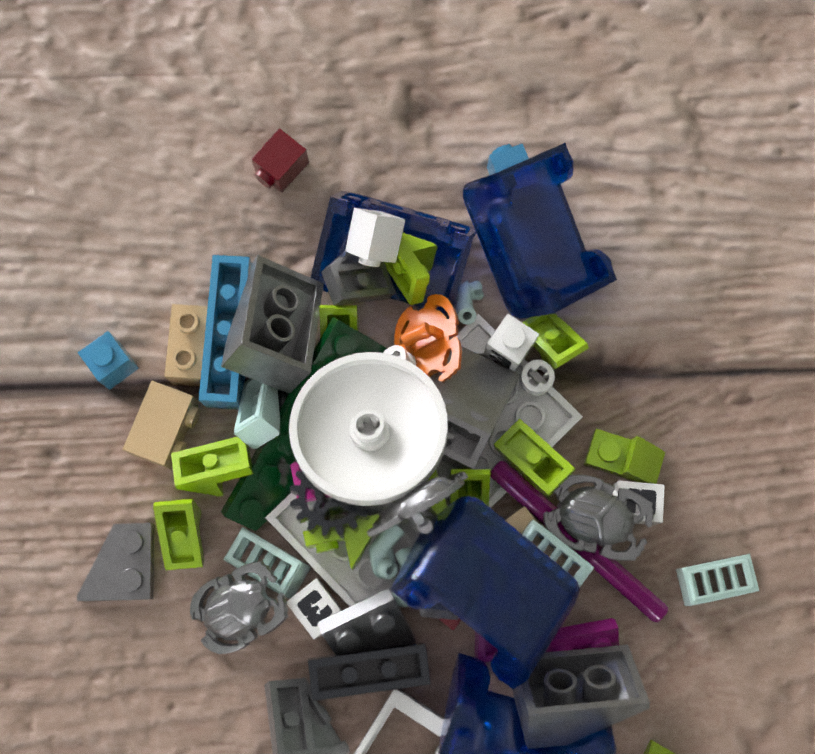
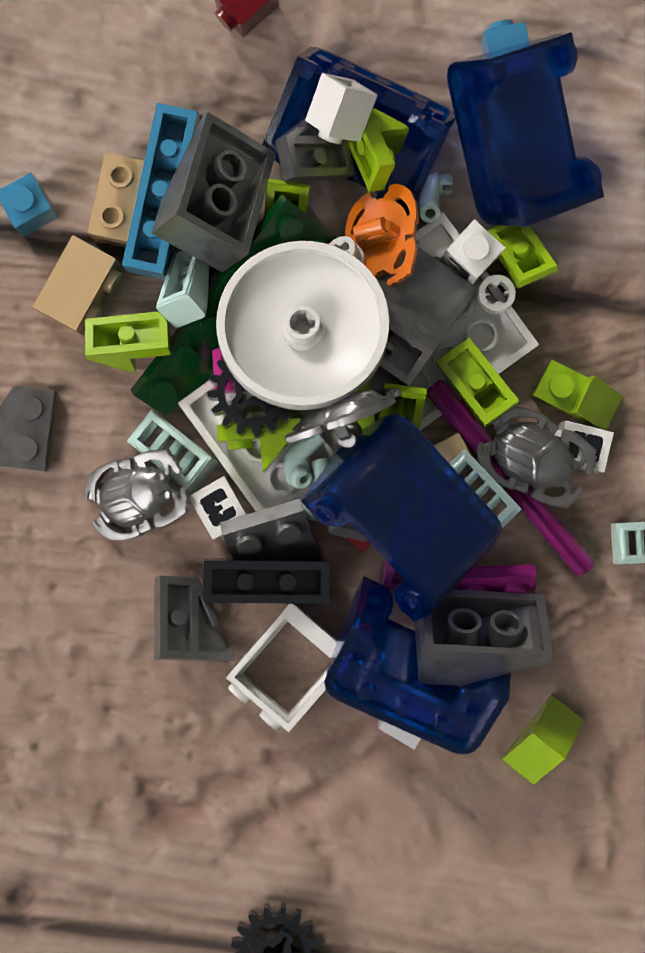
camera: 10 degrees right, 10 degrees up
(179, 533) = (83, 407): lime slope -> none

